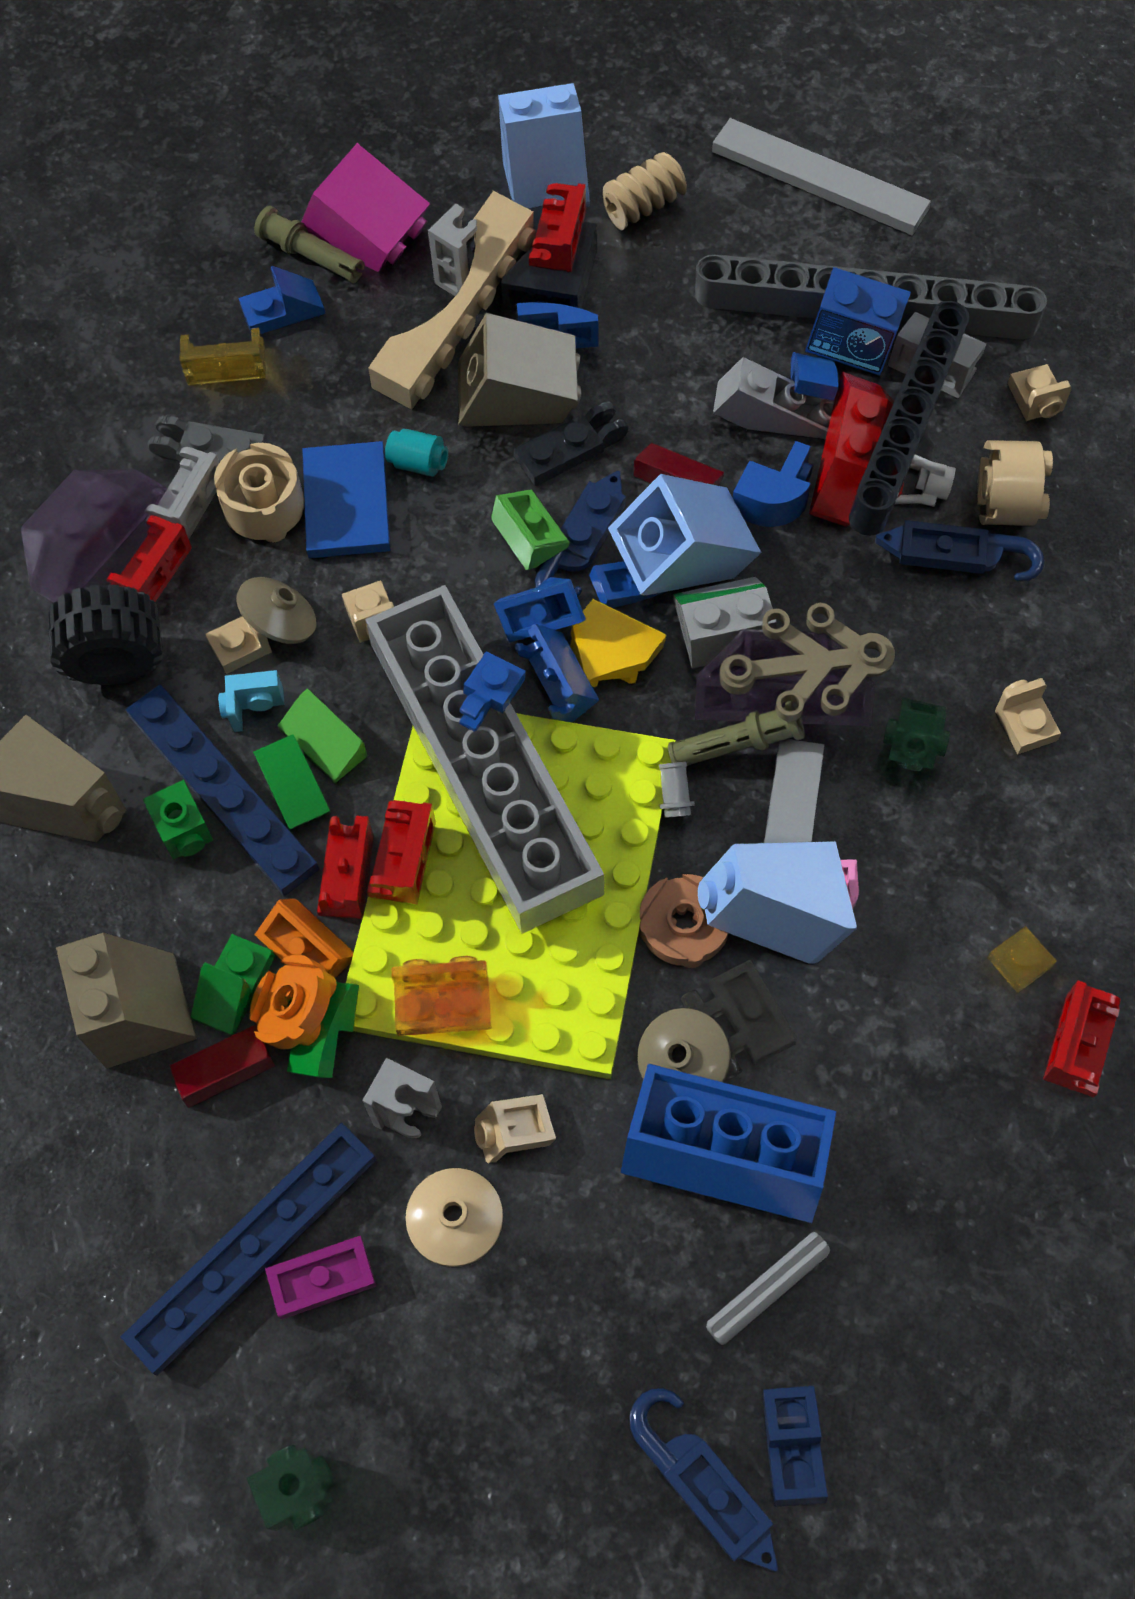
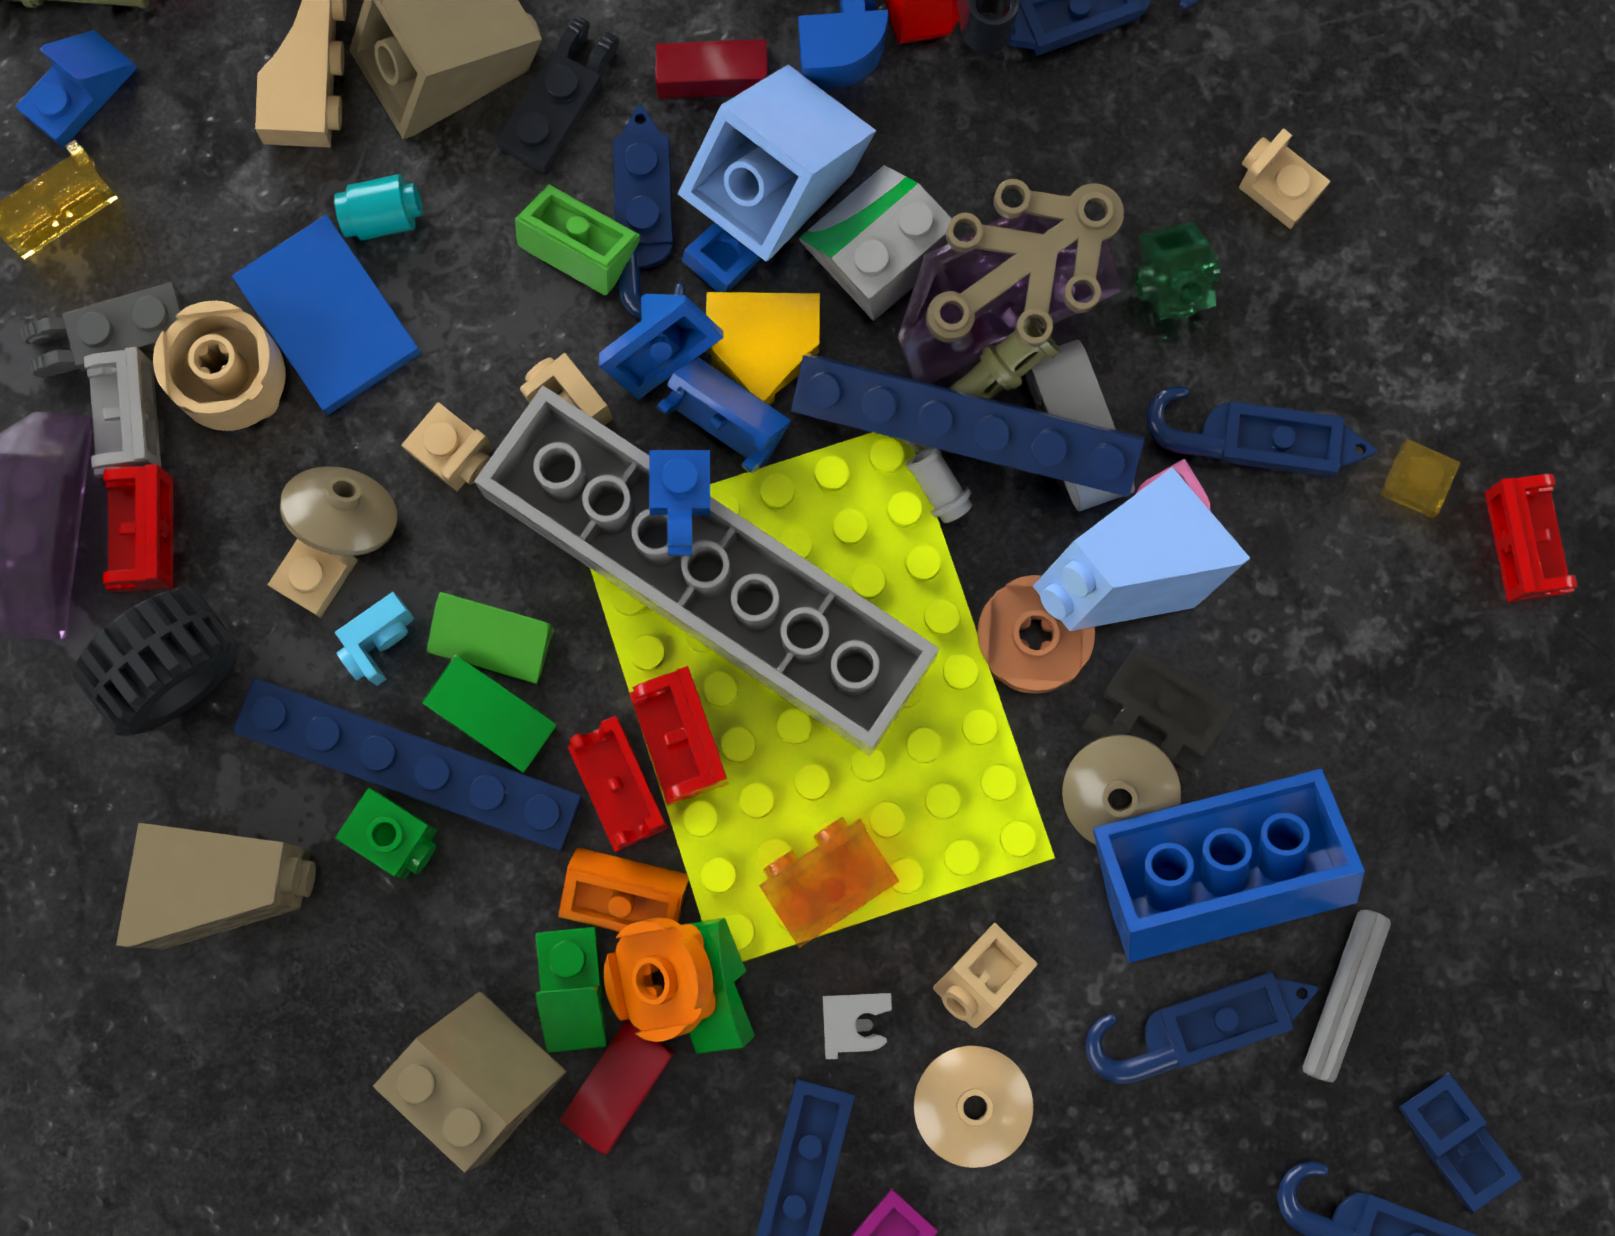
camera: 30 degrees left, 15 degrees up
(468, 604) = (565, 376): none -> tan bracket
(650, 1250) = (1203, 1027): none -> dark blue plate
(714, 755) = (967, 424): none -> dark blue plate
(921, 873) = (1262, 437): none -> dark blue plate

